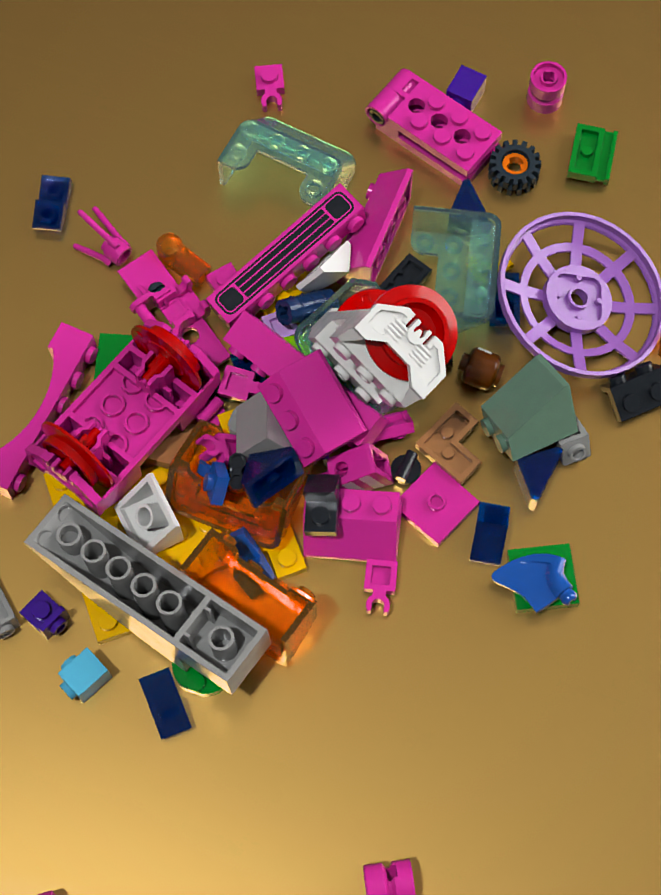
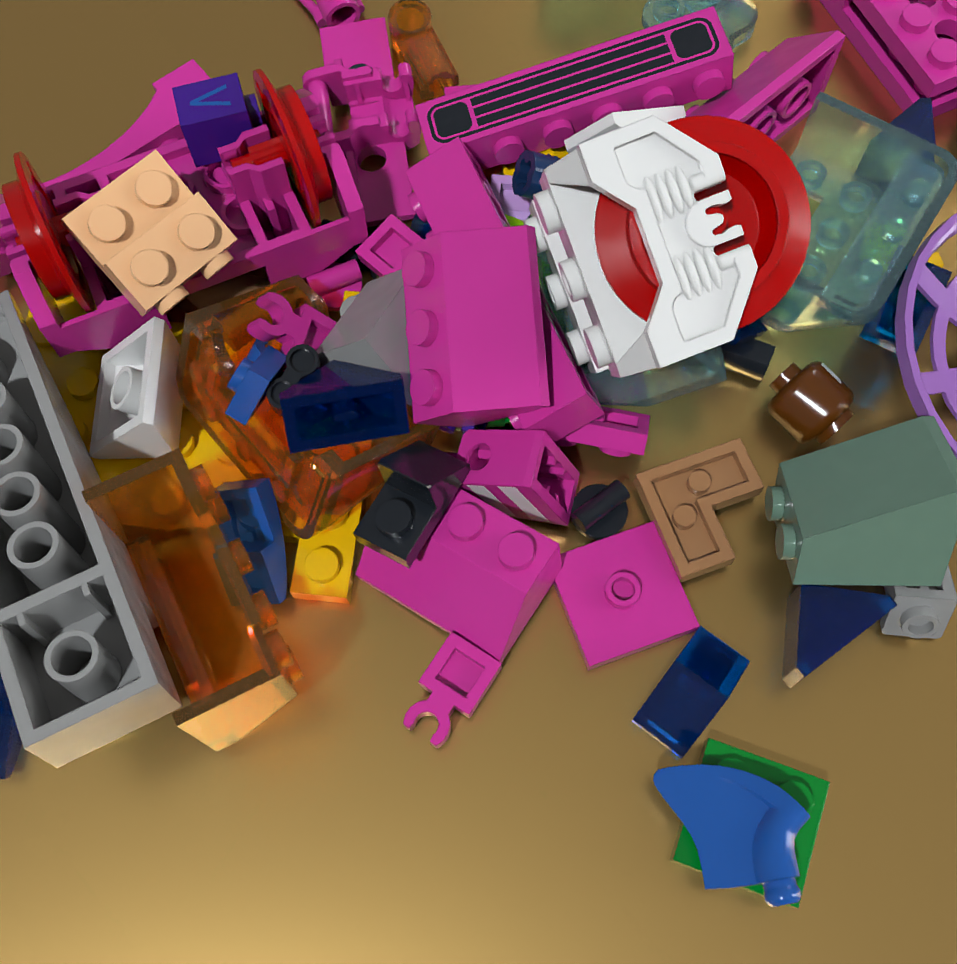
camera: 30 degrees right, 0 degrees up
(120, 357) = (214, 115): none -> dark purple brick
(130, 433) = (151, 234): none -> light nougat plate

